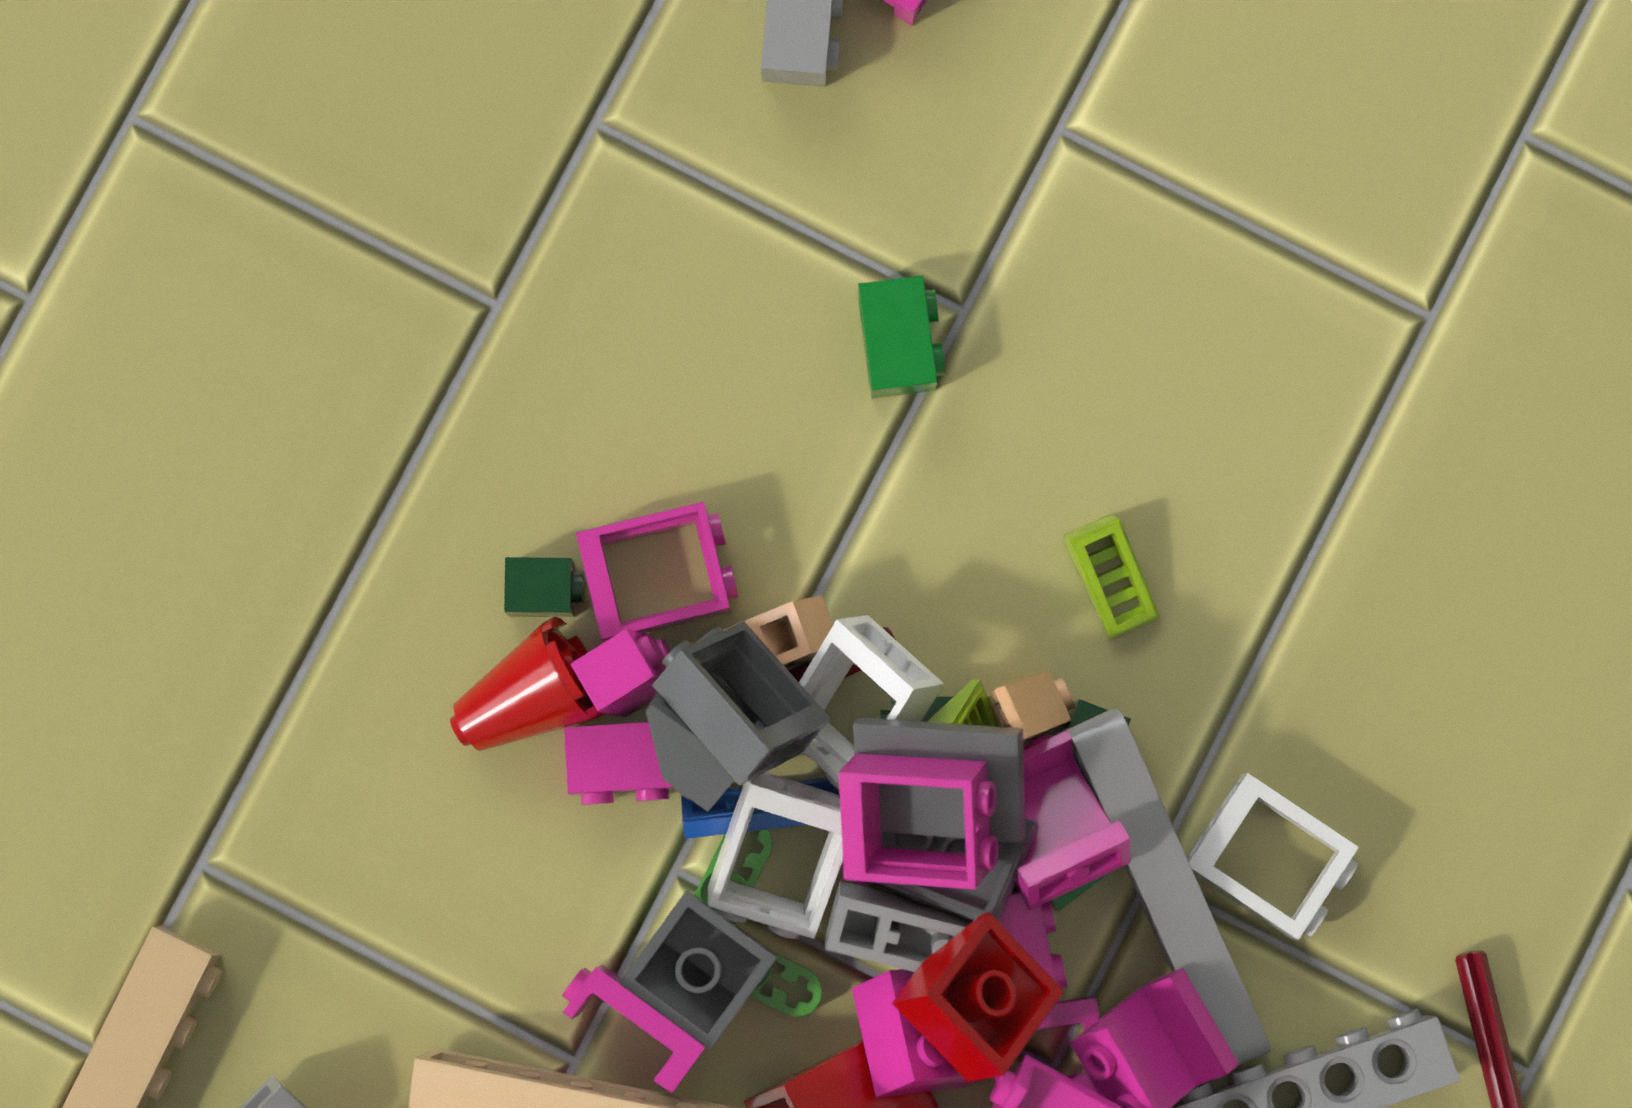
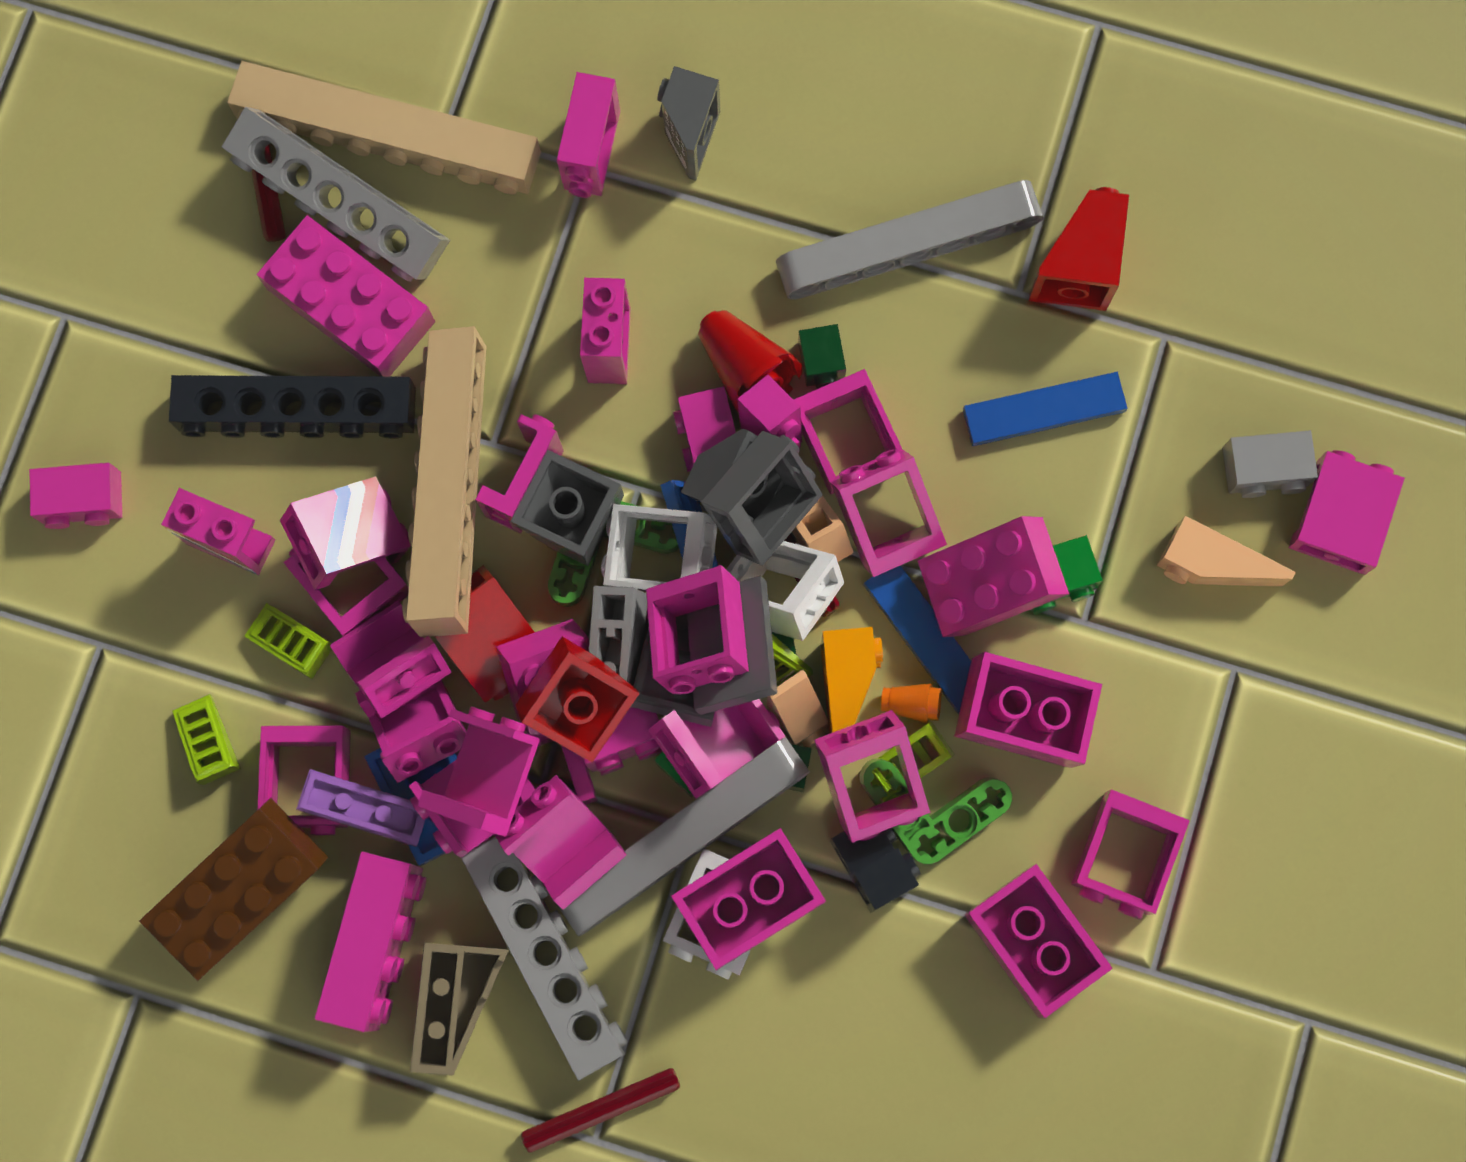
camera: 85 degrees right, 5 degrees down
(163, 709) = (690, 115): none -> dark grey slope
(164, 853) = (588, 135): none -> dark pink window
(397, 438) = (909, 239): none -> light grey beam
(435, 874) = (604, 330): none -> dark pink window
(470, 201) = (1087, 256): none -> red slope
(667, 303) = (1044, 409): none -> blue tile
(826, 528) = (901, 548): none -> dark pink window
(896, 417) = (993, 576): none -> dark pink brick
(910, 134) = (1209, 558): none -> light nougat slope
(949, 519) = (920, 630): none -> blue tile
(997, 634) = (848, 670): none -> light orange slope
(1035, 555) = (913, 702): none -> orange cone
(1077, 407) = (1028, 710): none -> dark pink brick
(1104, 660) = (860, 742): none -> dark pink window
(1199, 572) = (924, 825): none -> bright green beam
(1248, 644) = (877, 867): none -> black brick
(1272, 817) = (748, 899): none -> dark pink brick
(1304, 275) = (1145, 815): none -> dark pink window
(1375, 454) = (1038, 941): none -> dark pink brick

